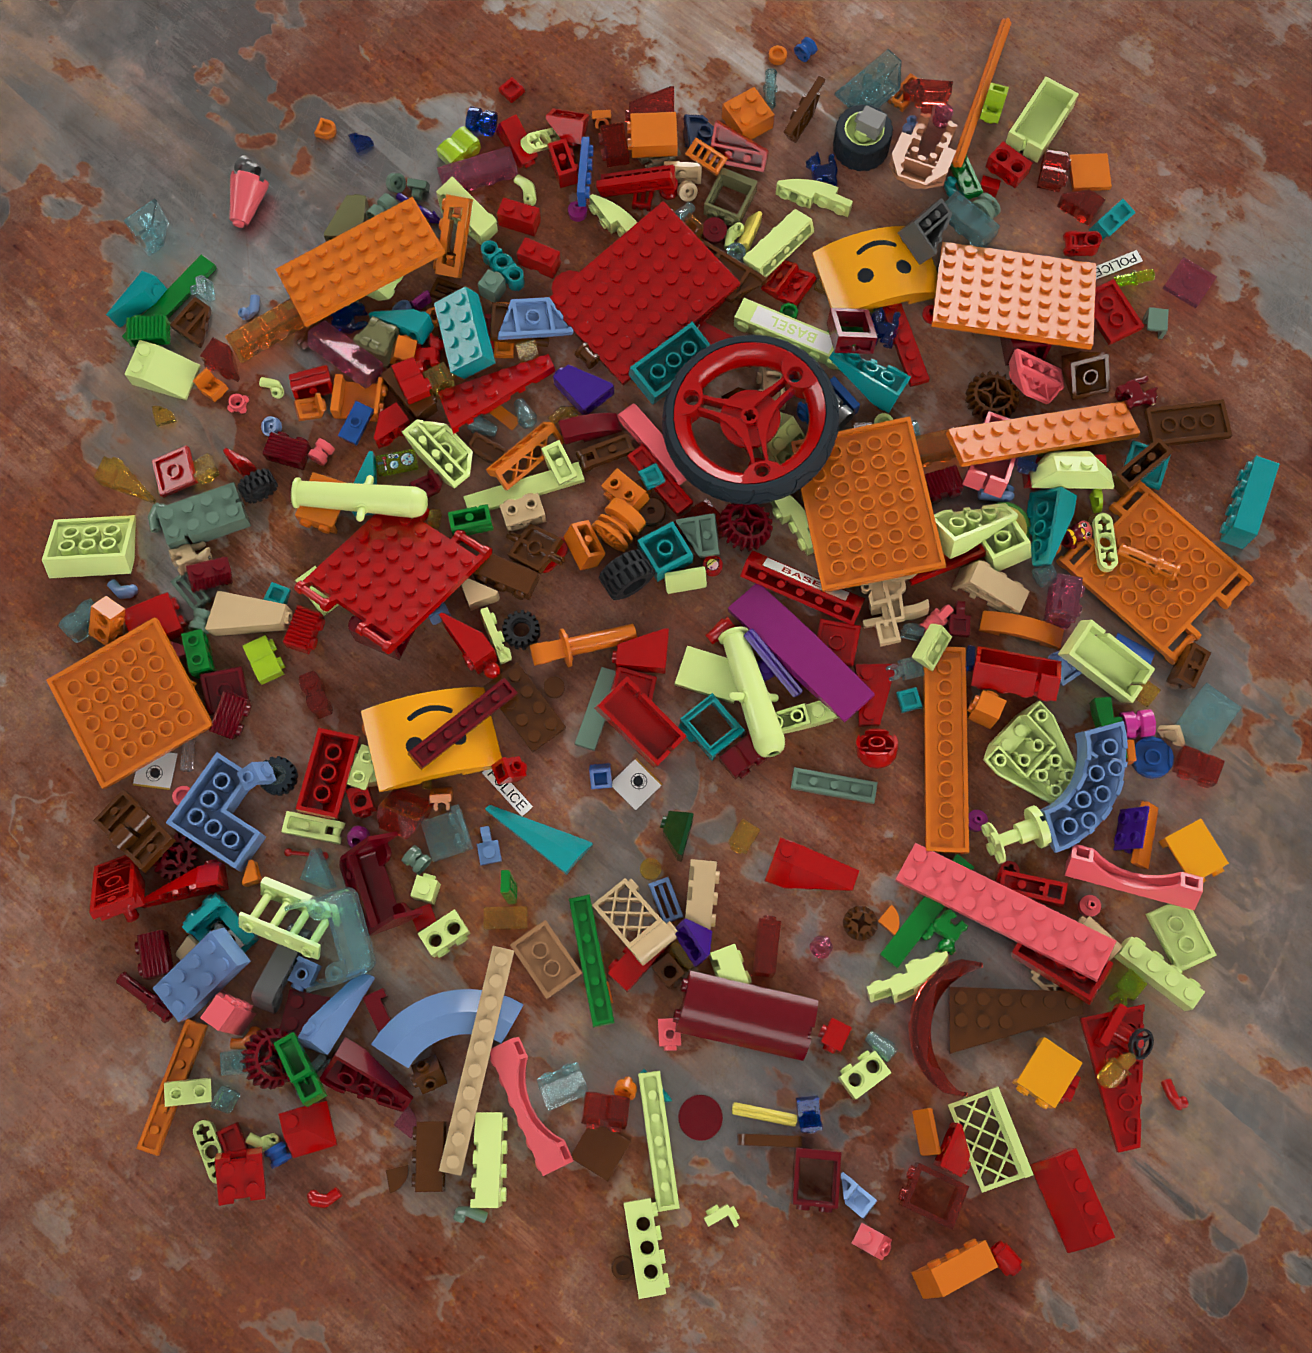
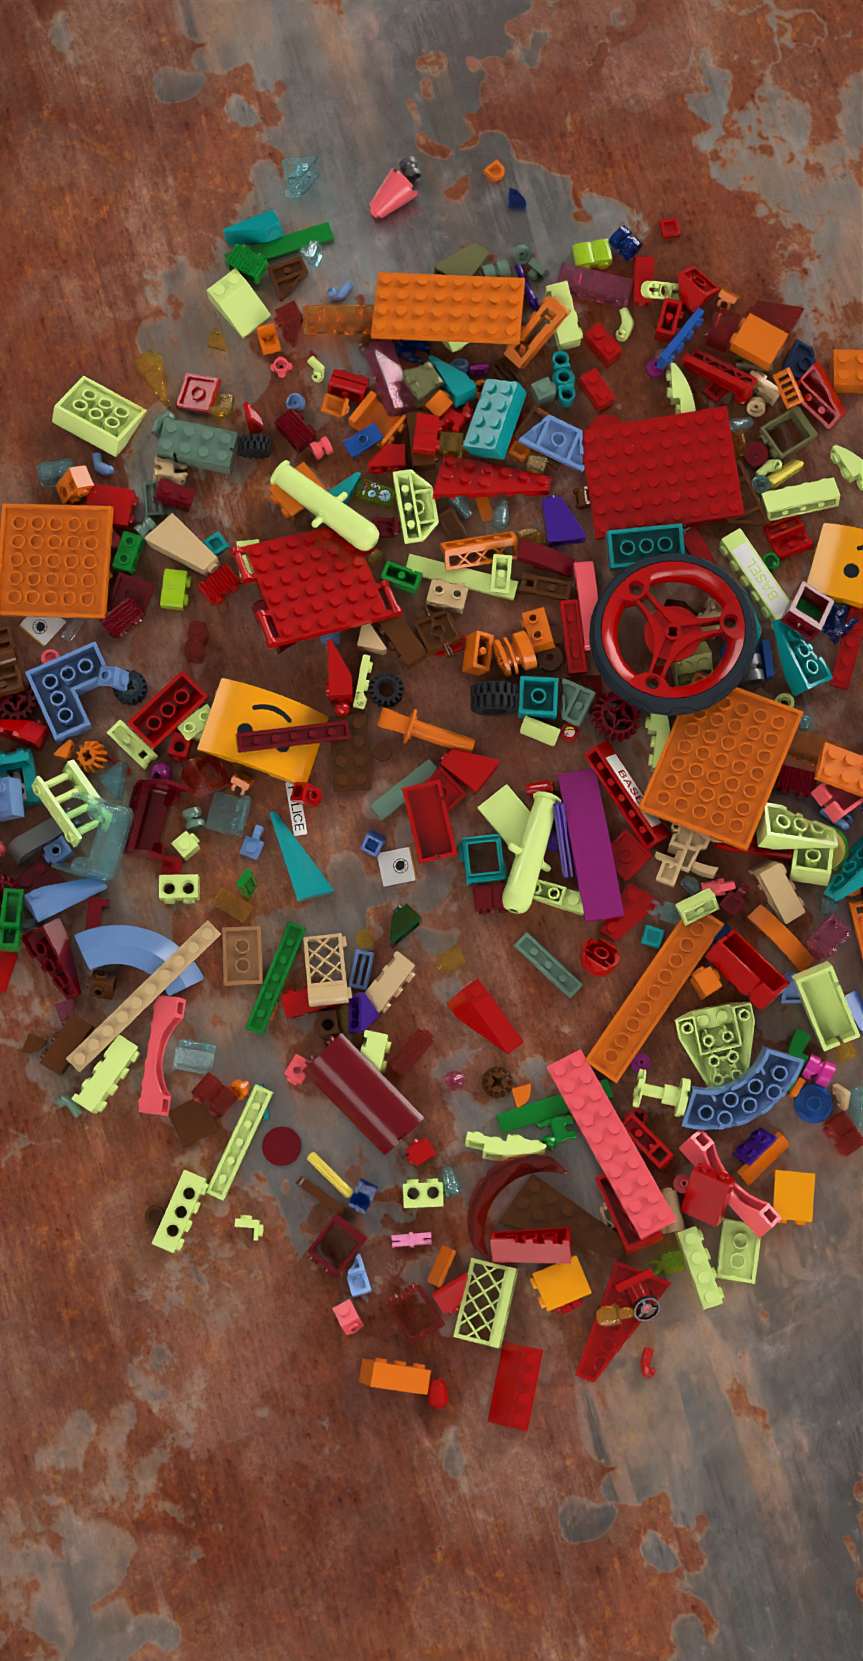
camera: 30 degrees right, 5 degrees up
(273, 864) = (94, 750): none -> orange gear
(651, 476) = (567, 630): teal tile -> none
(881, 1125) = (411, 1239): none -> bright pink pin
(999, 1054) = (532, 1246): none -> wedge
(1122, 900) = (707, 1194): none -> red brick

